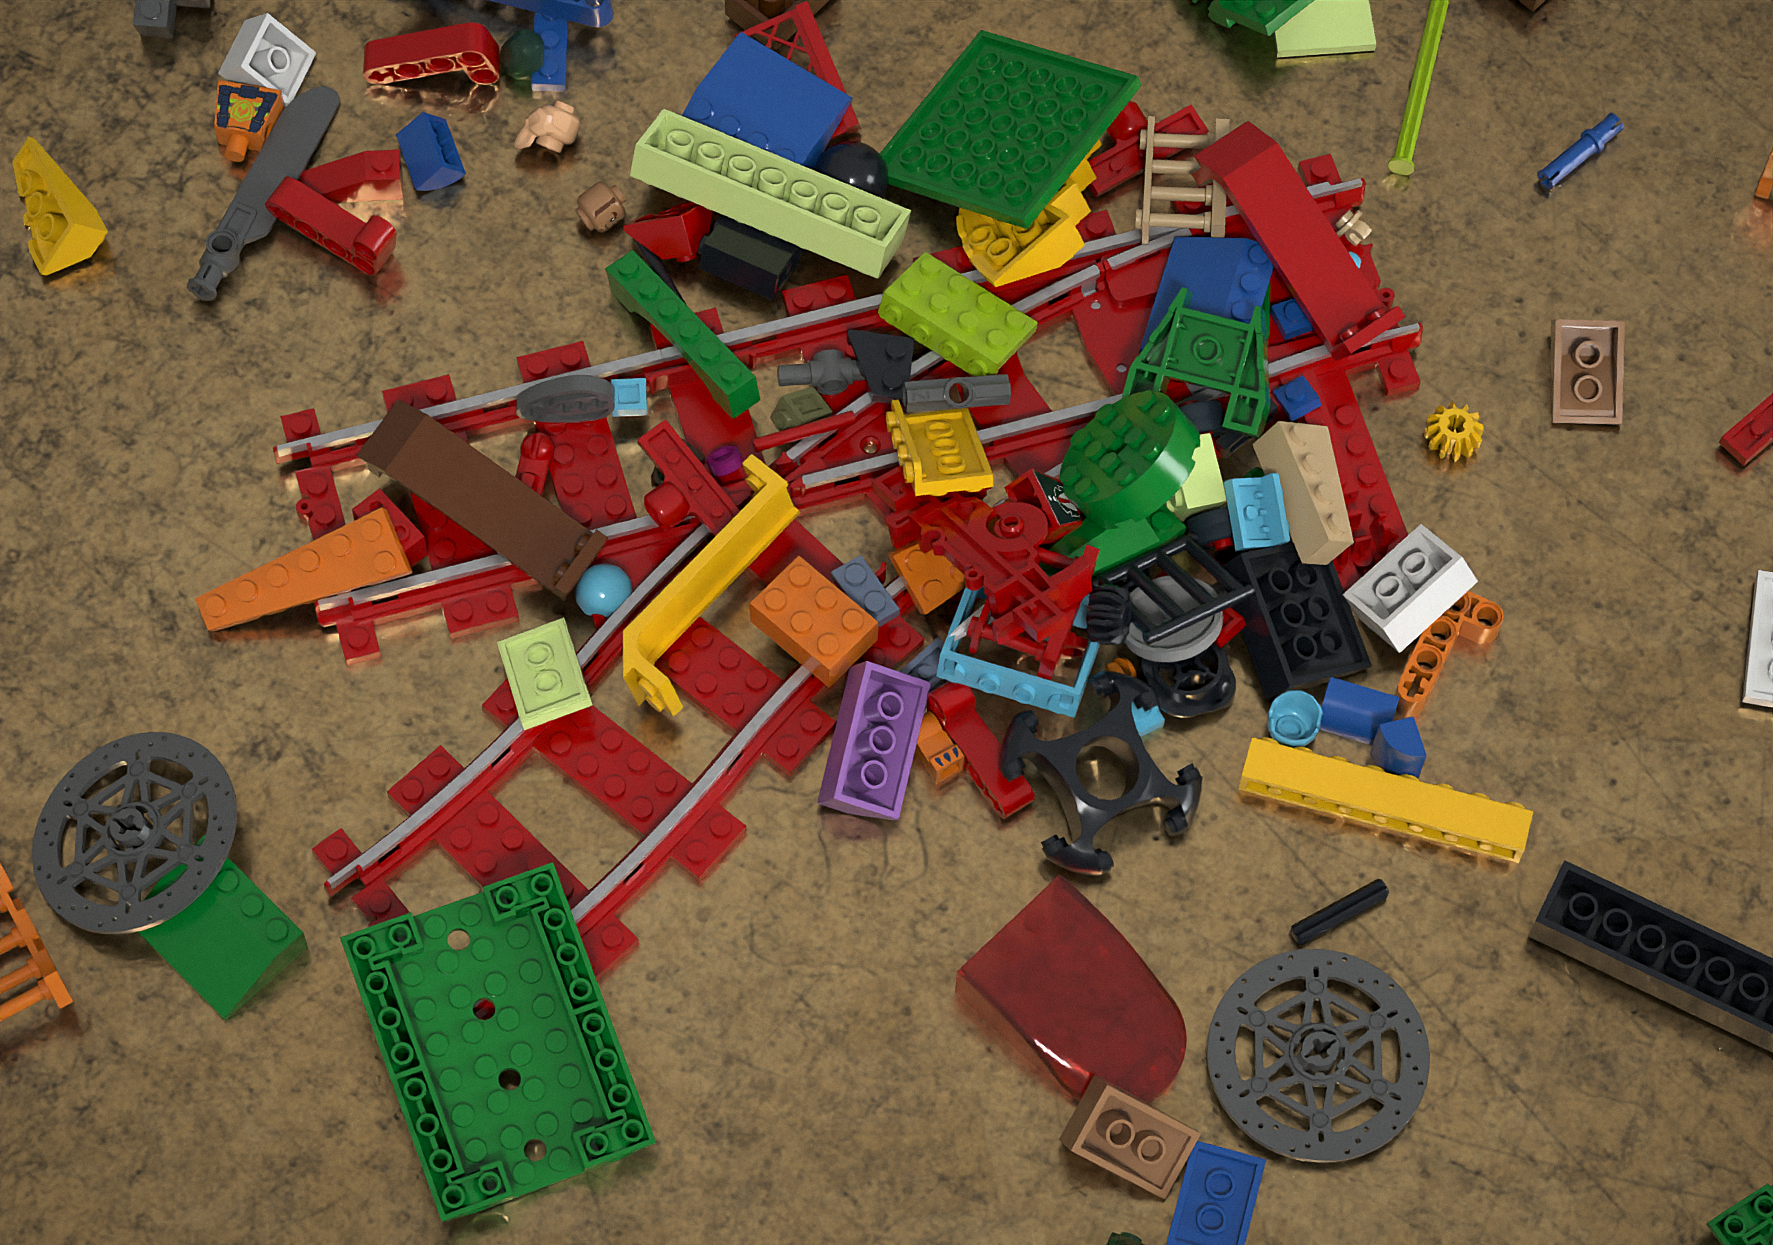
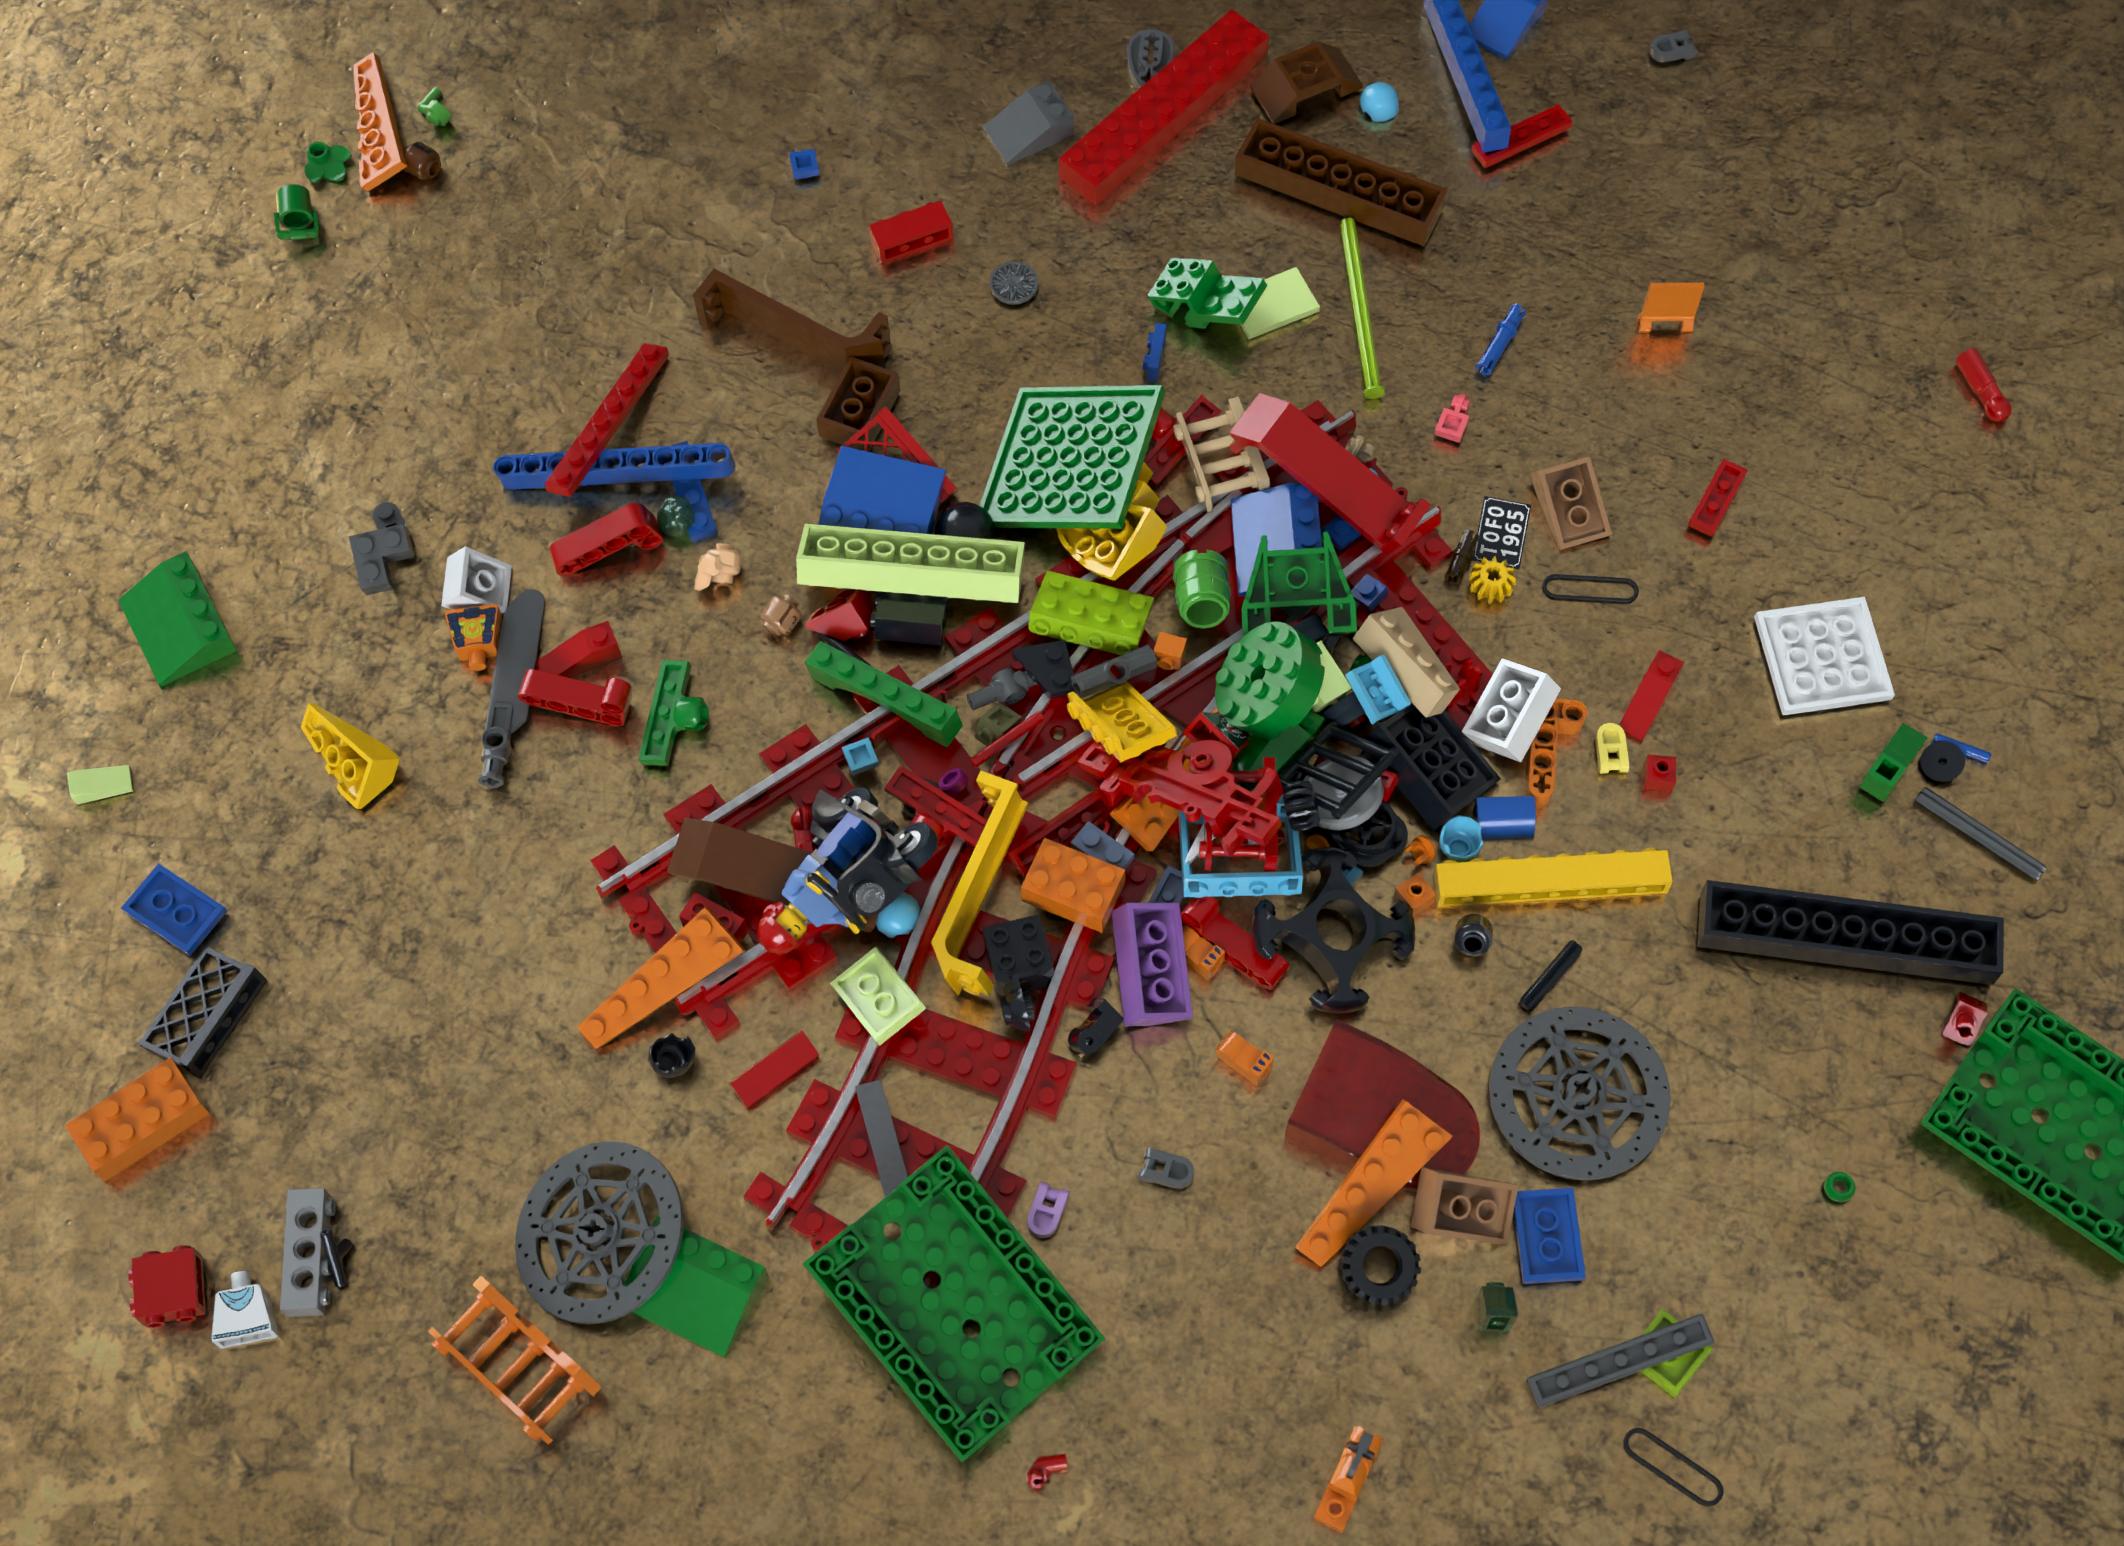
camera: 15 degrees left, 0 degrees up
(288, 665) = (671, 1056): none -> black hair
(399, 718) = (774, 1068): none -> red tile
(430, 152) = (631, 615): blue brick -> none
(433, 279) = (671, 713): none -> green plate
(491, 827) = (881, 1135): none -> flat silver sticker
(558, 522) = (851, 874): none -> piece
(567, 400) = (814, 774): dark grey piece -> none
(640, 989) = (1043, 1219): none -> lavender plate
(718, 693) = (1018, 966): none -> black brick
(782, 795) = (1095, 1028): none -> black leg
(813, 987) = (1177, 1171): none -> dark grey plate
(830, 554) = (1061, 828): none -> red slope
(942, 886) = (1244, 1057): none -> orange leg
(970, 1173) = (1406, 1269): none -> black tyre
(1031, 390) = (1170, 651): none -> orange plate
(1054, 1058) = (1383, 1169): none -> orange wing
(1097, 329) = (1202, 588): none -> bright green piece
(1162, 30) = (1156, 343): none -> blue plate
(1215, 775) = (1417, 901): none -> orange plate
(1245, 717) = (1422, 849): none -> orange plate
(1264, 834) = (1473, 935): none -> black head
(1399, 748) = (1550, 835): blue brick -> none
(1429, 393) = (1461, 557): none -> dark brown pin
(1483, 232) = (1454, 420): none -> coral plate
(1491, 378) = (1502, 531): none -> black sticker
(1521, 663) = (1611, 739): none -> light yellow plate
(1562, 729) = (1659, 773): none -> red plate
(1567, 491) = (1571, 597): none -> black piece
(1590, 627) = (1651, 695): none -> red slope

